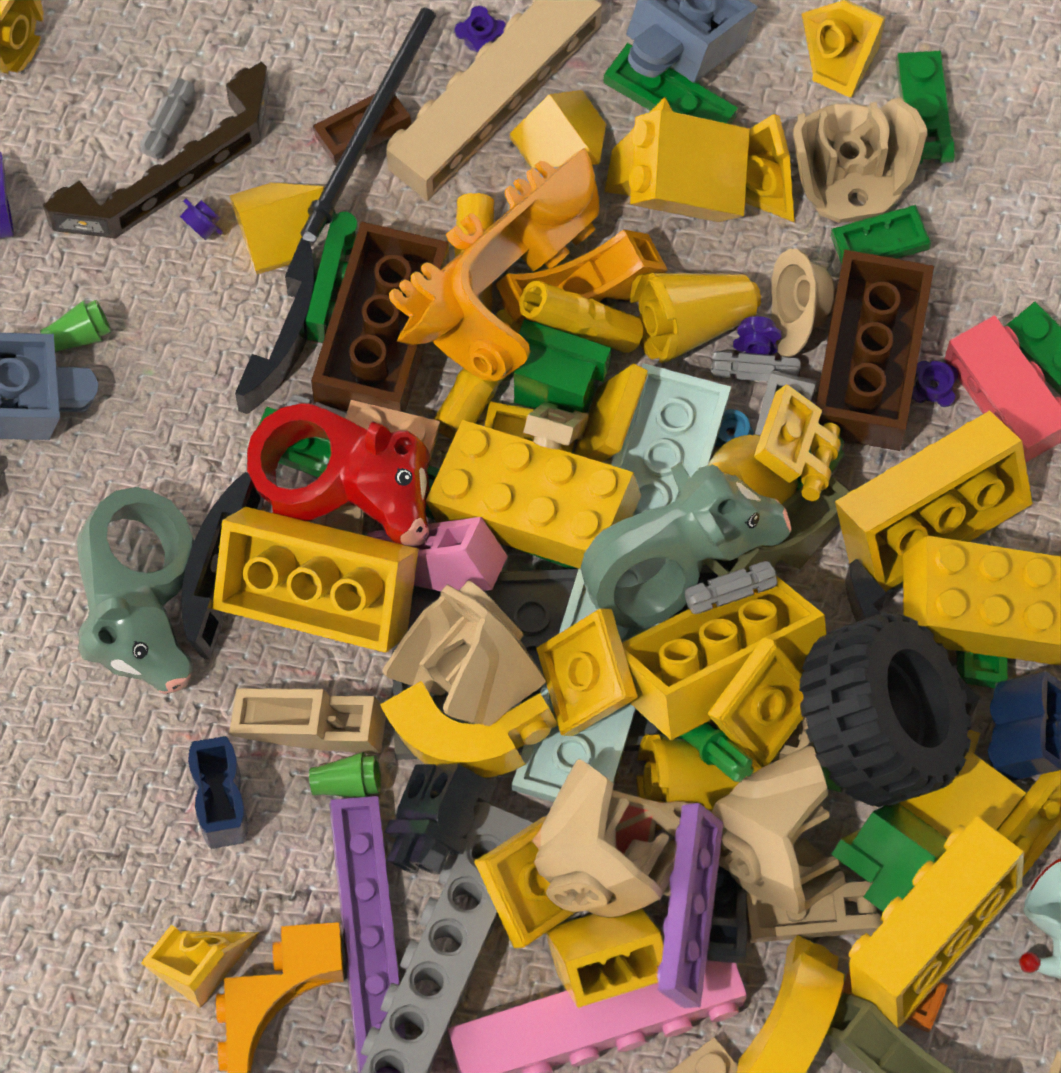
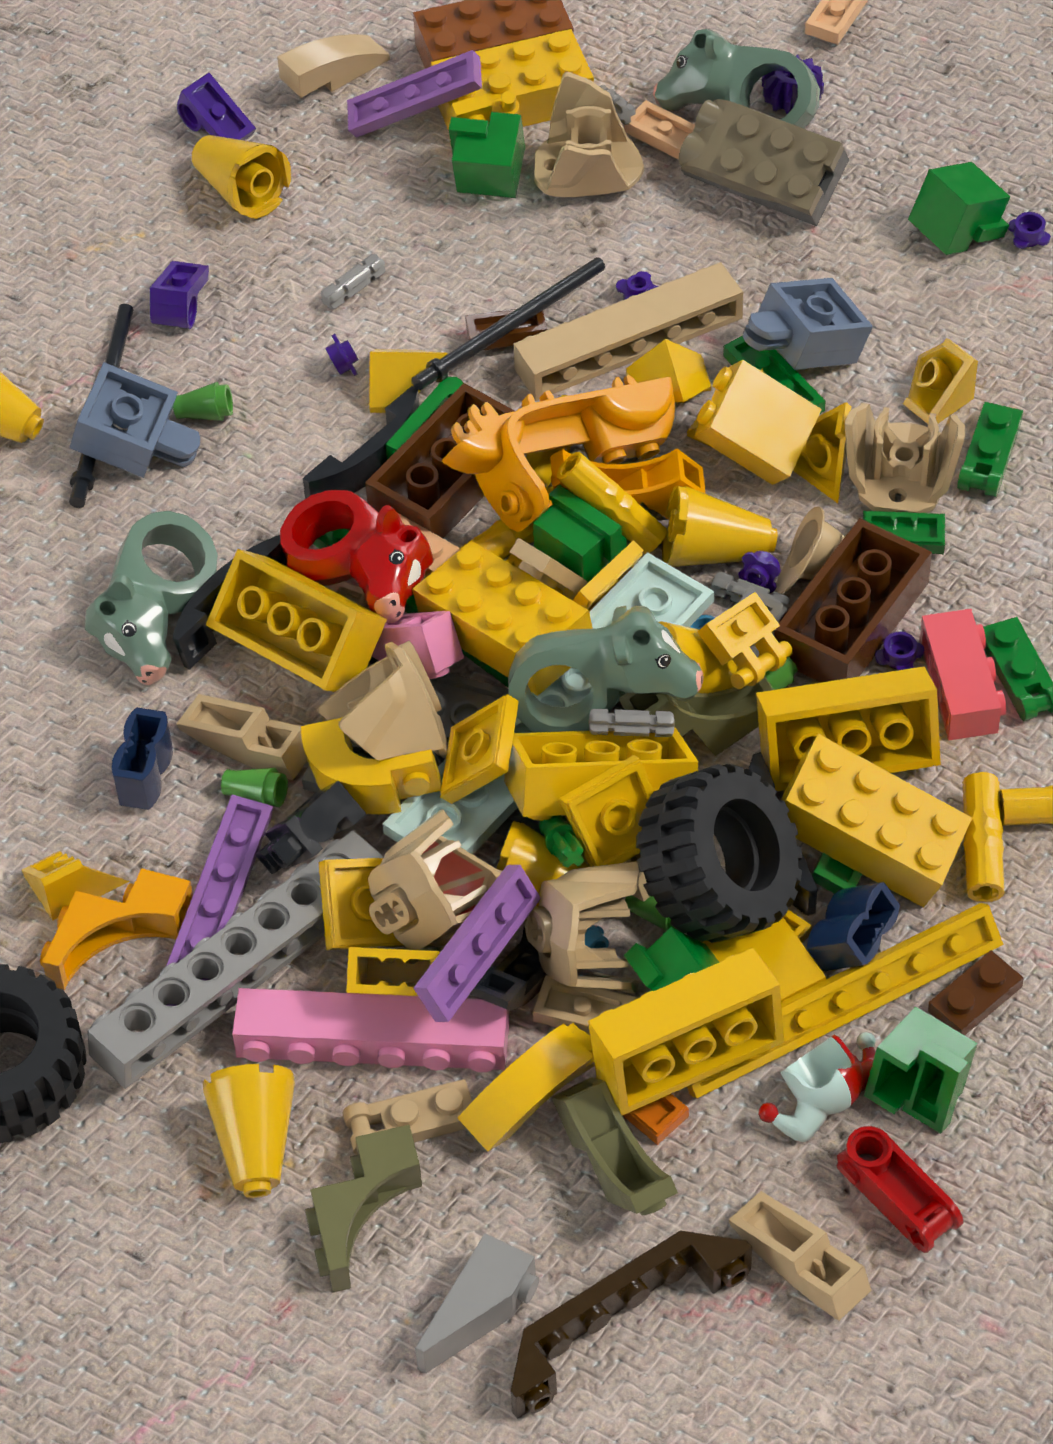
camera: 25 degrees right, 15 degrees down
(77, 212) = (346, 318): dark brown slope -> none

